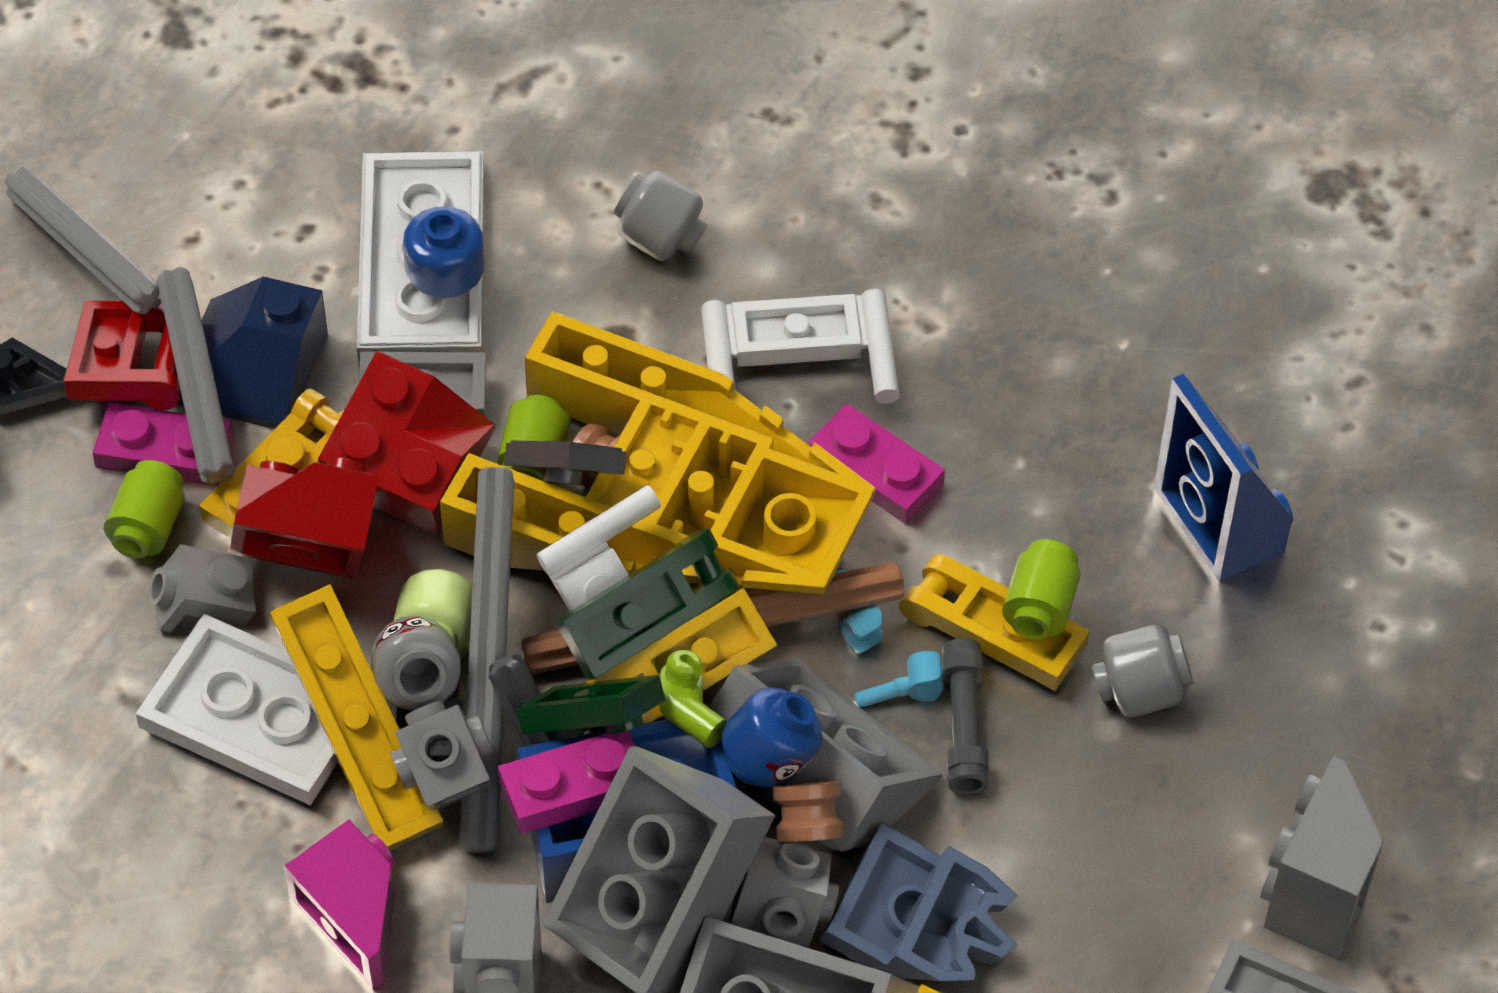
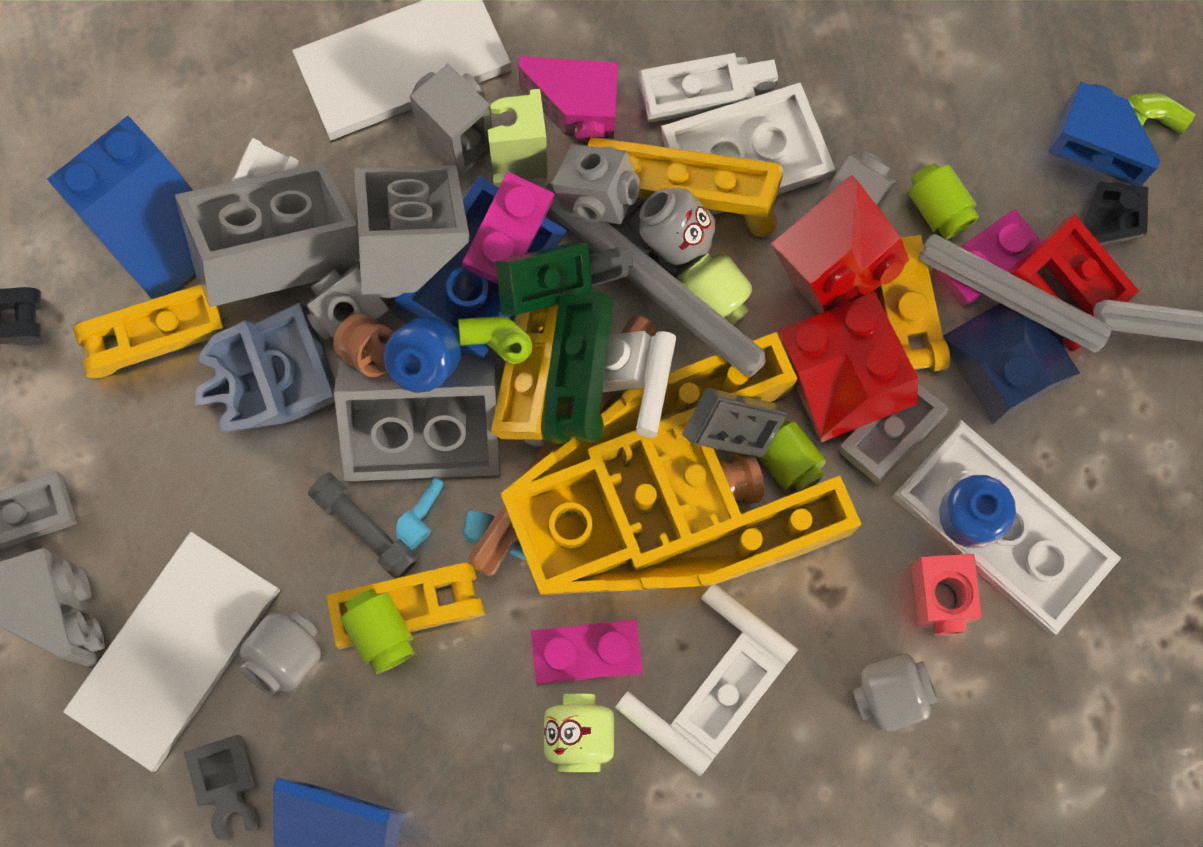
camera: 130 degrees right, 20 degrees up
(222, 801) = (703, 85): none -> white hinge
(444, 864) = (523, 145): none -> yellowish green hinge
(532, 244) = (959, 574): none -> coral brick
(951, 397) = (578, 734): none -> yellowish green head
(1229, 766) = (171, 652): none -> white tile
(1290, 626) = (220, 776): none -> dark grey plate

